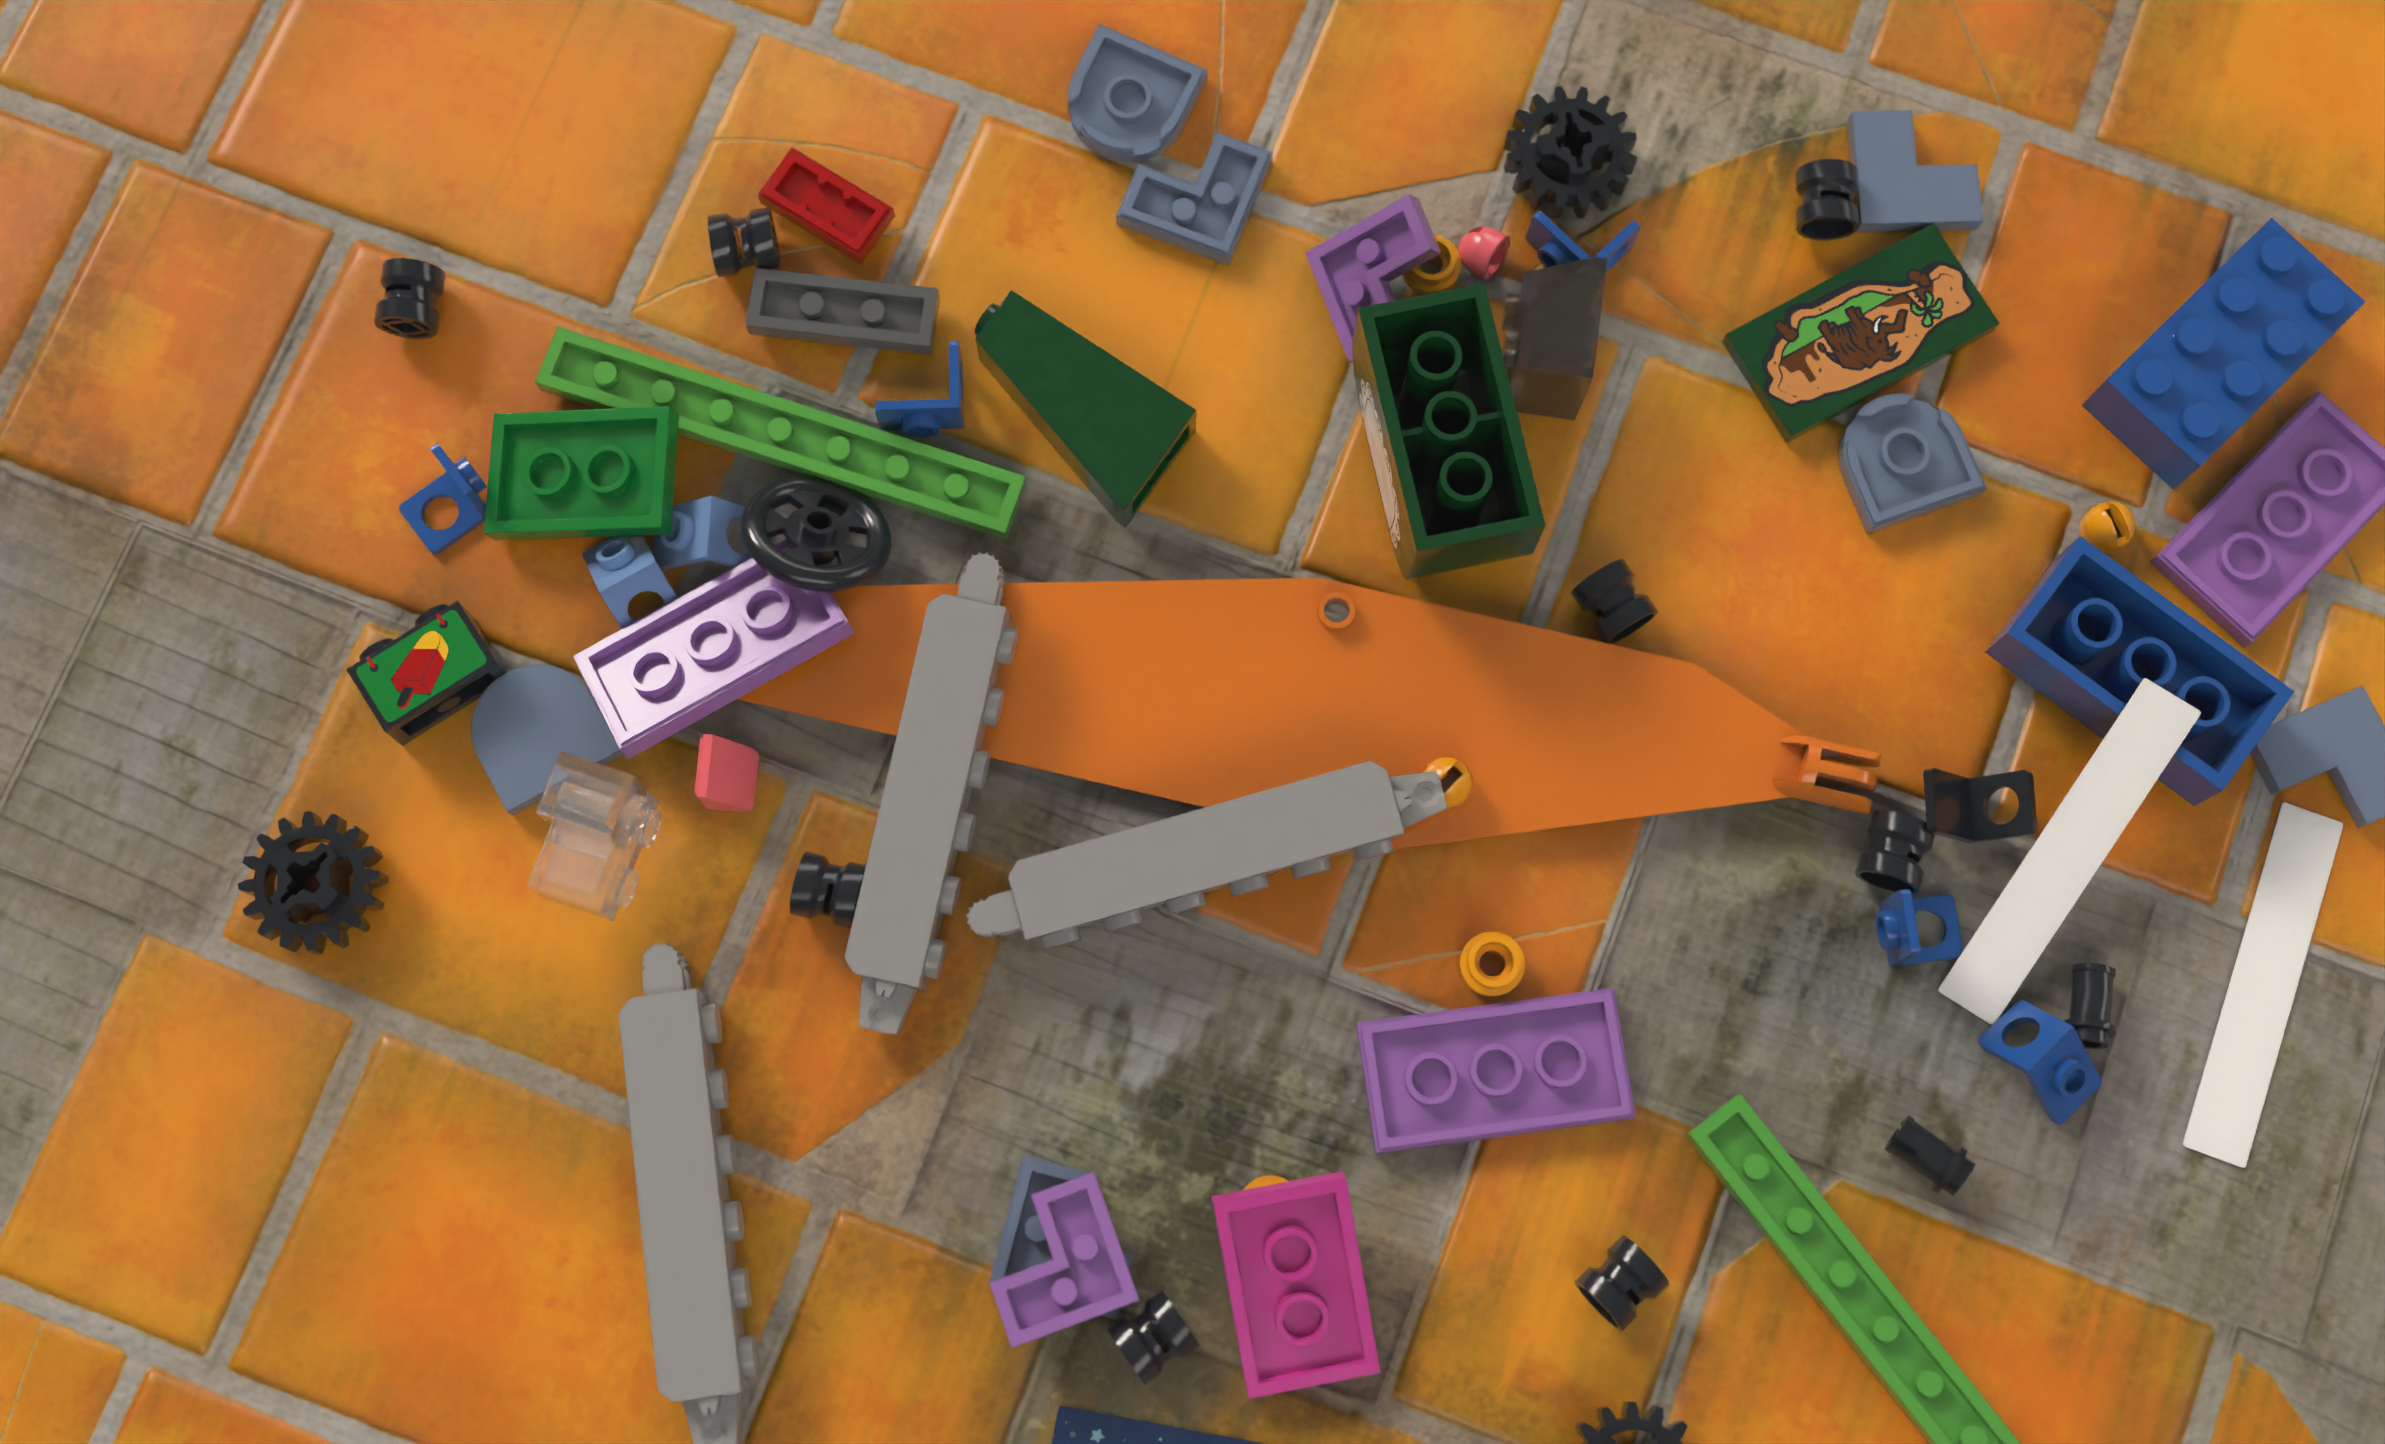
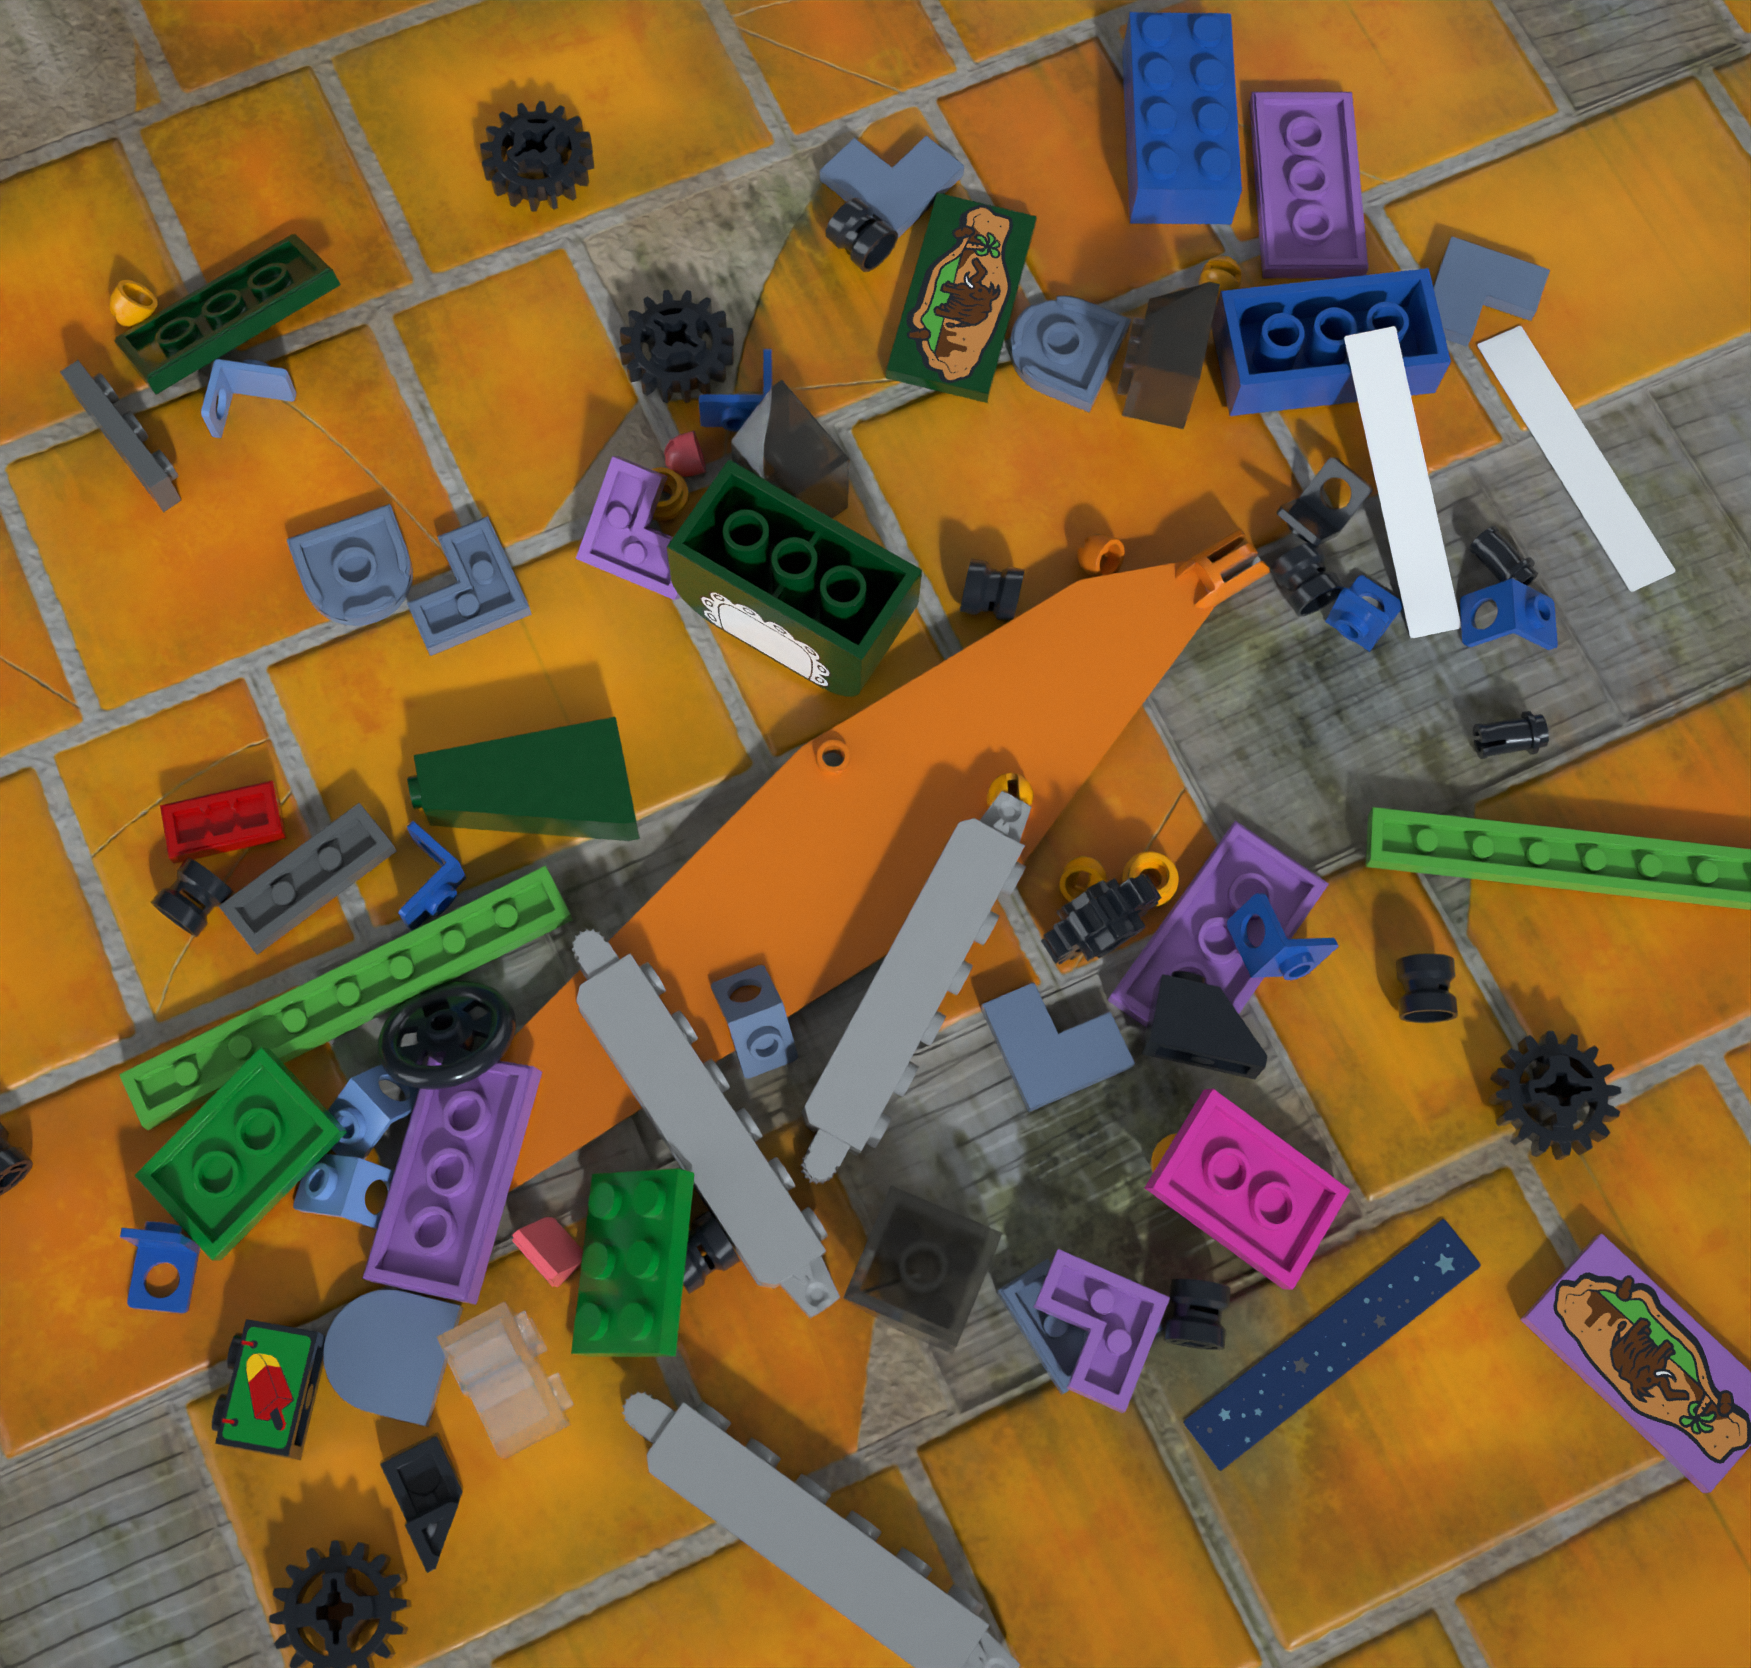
camera: 50 degrees left, 5 degrees down
(459, 864) = (426, 1493): none -> black slope
(770, 847) = (633, 1264): none -> green plate
(975, 1078) = (922, 1269): none -> clear smoke slope
(1054, 764) = (756, 1026): none -> sand blue bracket
(1250, 1019) = (1050, 1063): none -> sand blue tile
(1393, 1117) = (1200, 1028): none -> black slope
(1406, 953) = (1101, 919): none -> black gear
(1420, 914) = (1071, 873): none -> light orange hinge
(1518, 1123) = (1276, 954): none -> blue bracket
(1743, 675) = (1101, 555): none -> orange hinge
(1977, 547) = (1167, 355): none -> clear smoke slope

